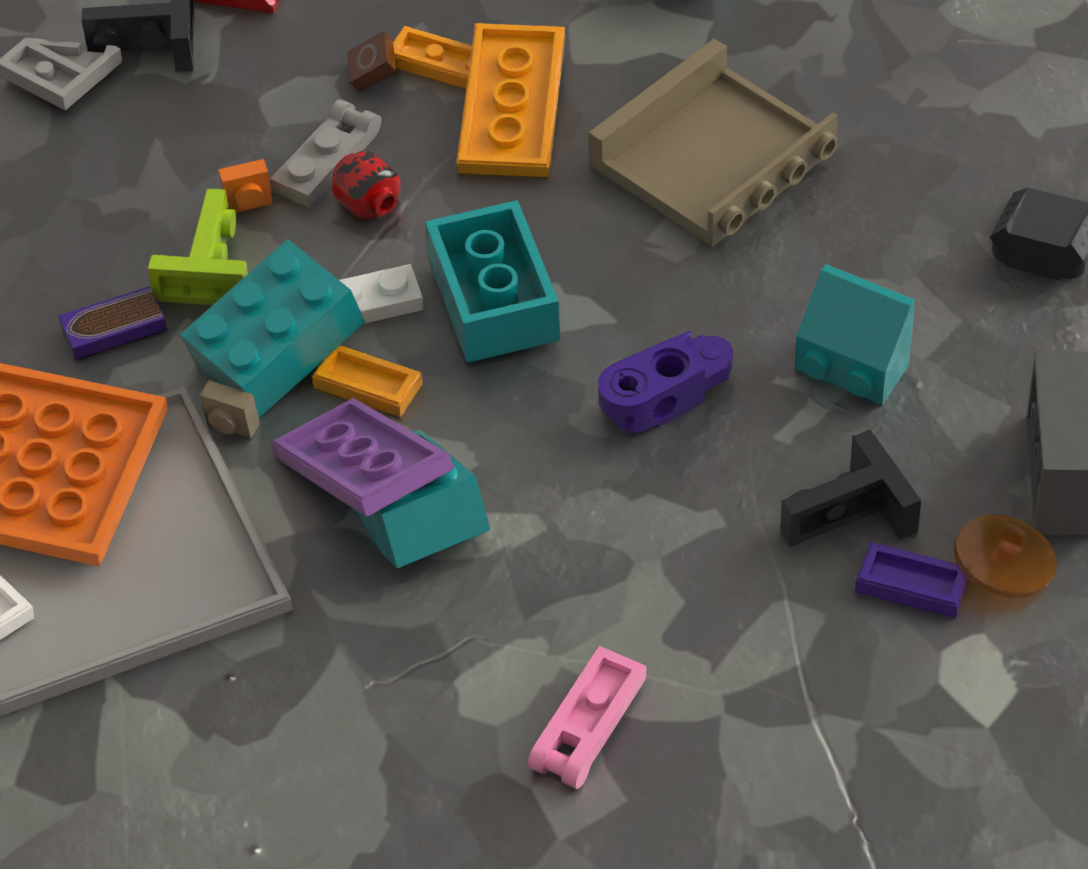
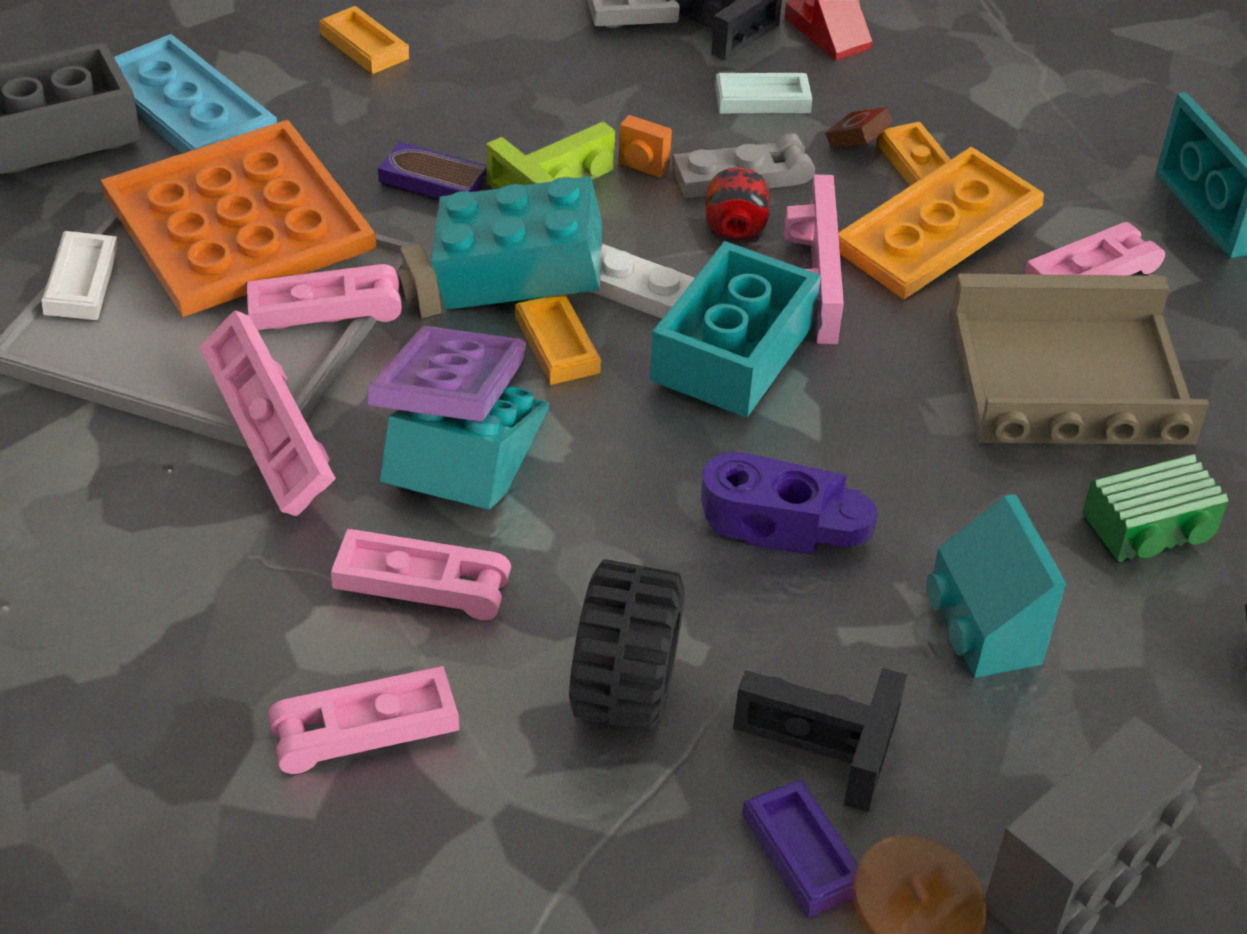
camera: 40 degrees right, 5 degrees down
(187, 474) = (325, 297): none -> bright pink plate
(262, 80) = (763, 93): none -> light aqua tile
(271, 580) = (267, 414): none -> bright pink hinge
(443, 161) = (818, 227): none -> bright pink hinge
(499, 604) = (421, 572): none -> bright pink plate
(643, 55) = (1108, 252): none -> bright pink plate
(707, 539) = (626, 645): none -> black tyre
(872, 211) = (1155, 507): none -> green brick

